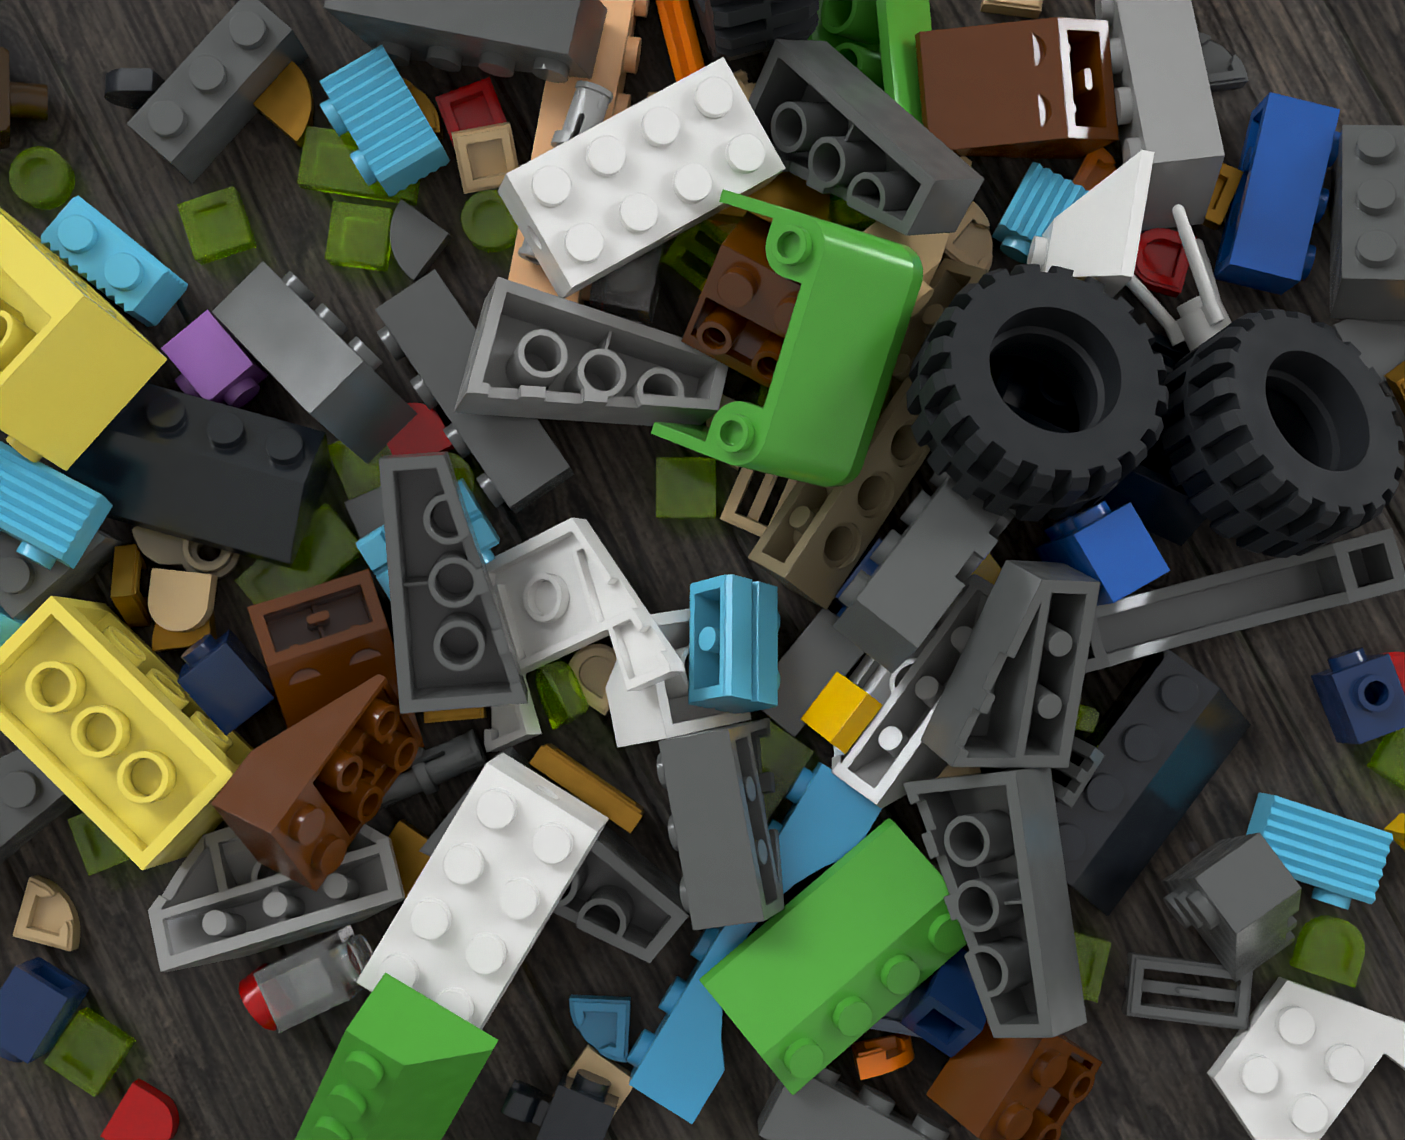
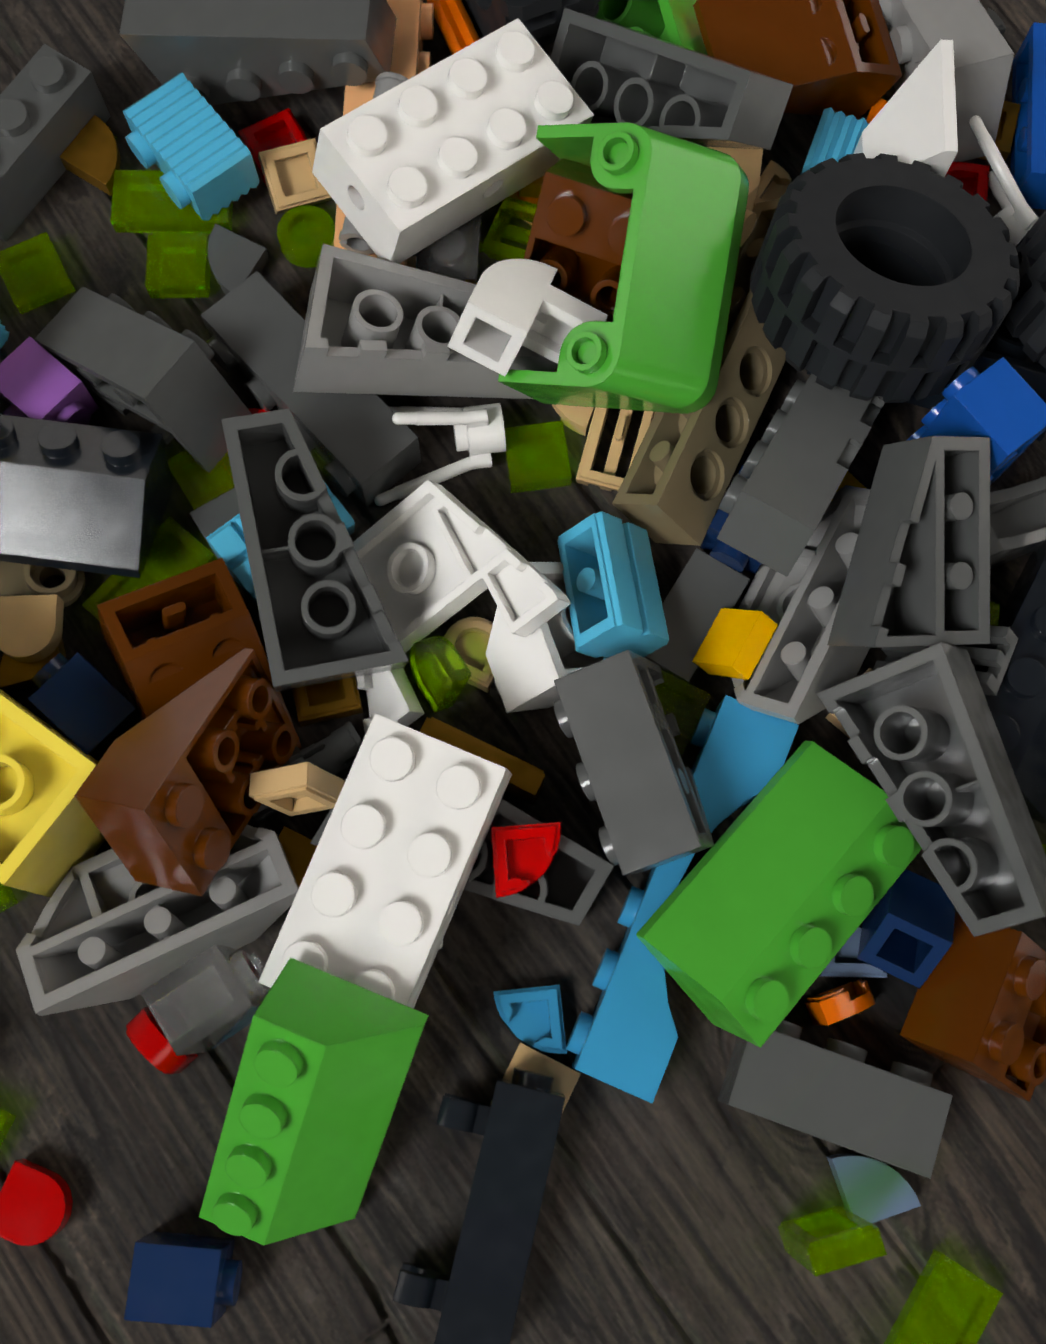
camera: 15 degrees left, 10 degrees down
(412, 805) = (296, 788): none -> tan tile
(607, 894) = (523, 854): none -> red tile
(628, 457) = (475, 429): none -> white plant
(679, 368) = (515, 309): none -> white brick

